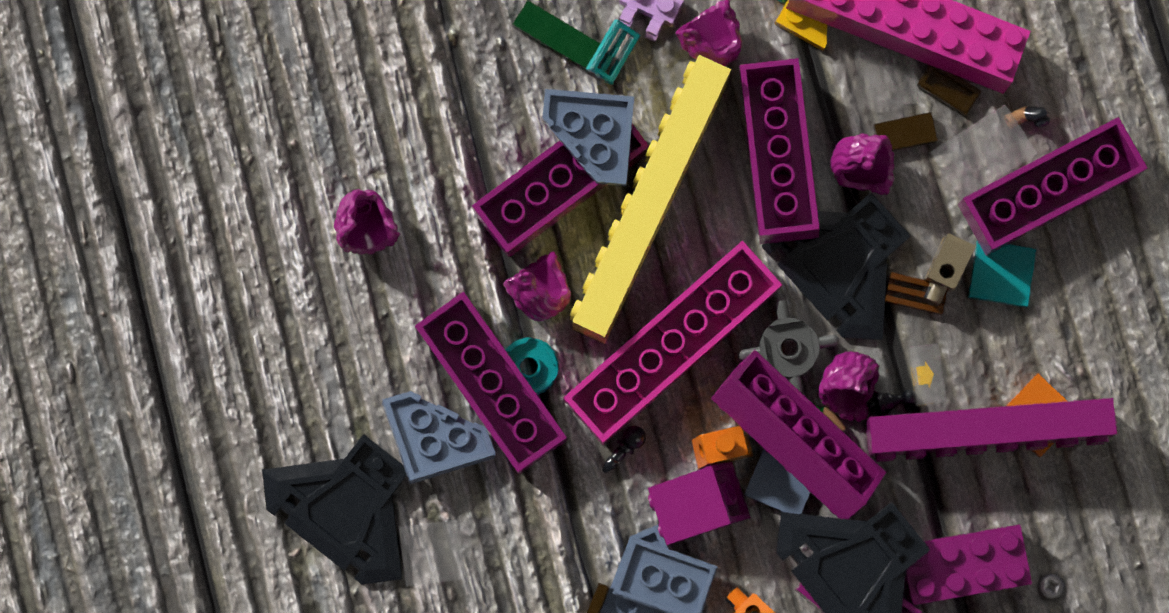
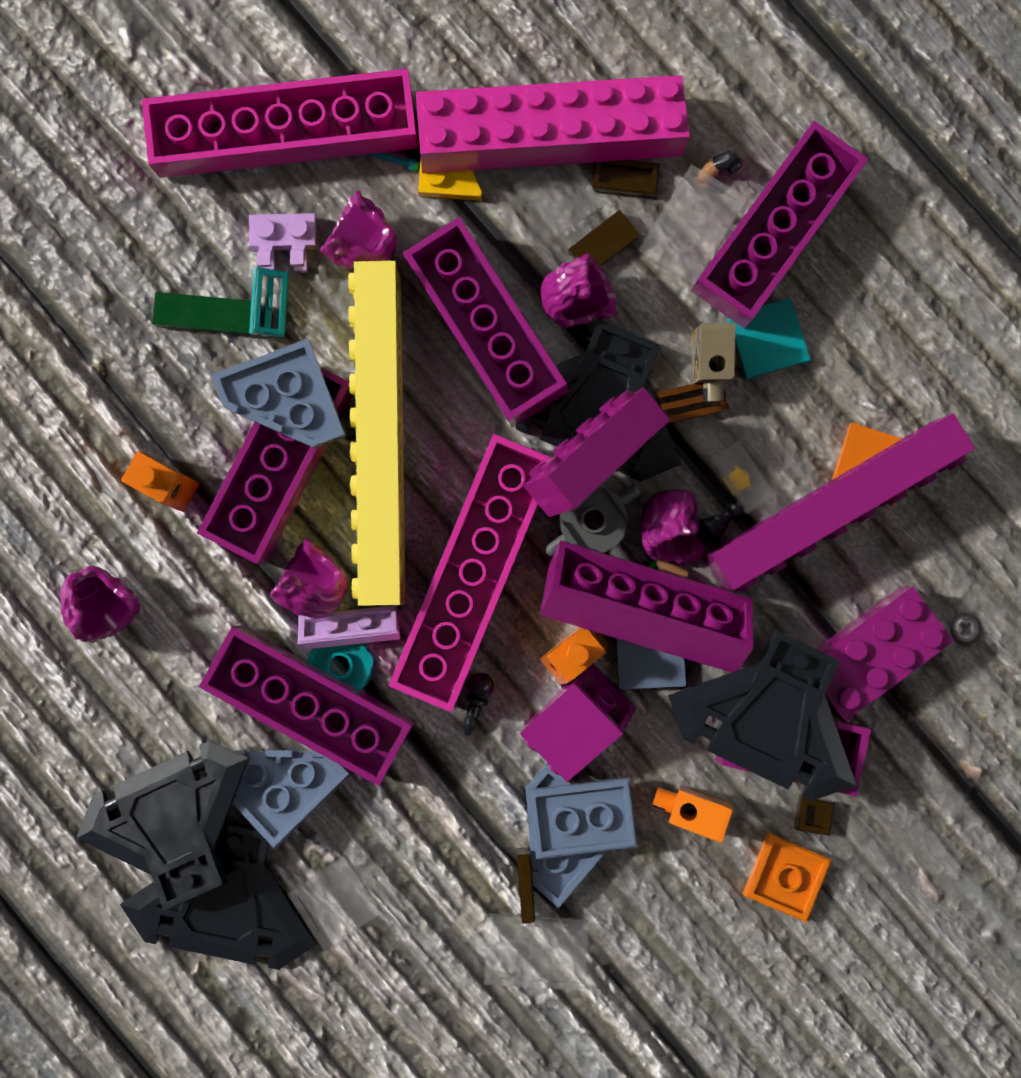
camera: 30 degrees left, 5 degrees up
(337, 422) = (170, 821): none -> black plate
(460, 151) = (159, 480): none -> orange torso
(551, 339) = (349, 627): none -> lavender tile
(815, 291) = (595, 452): none -> magenta brick

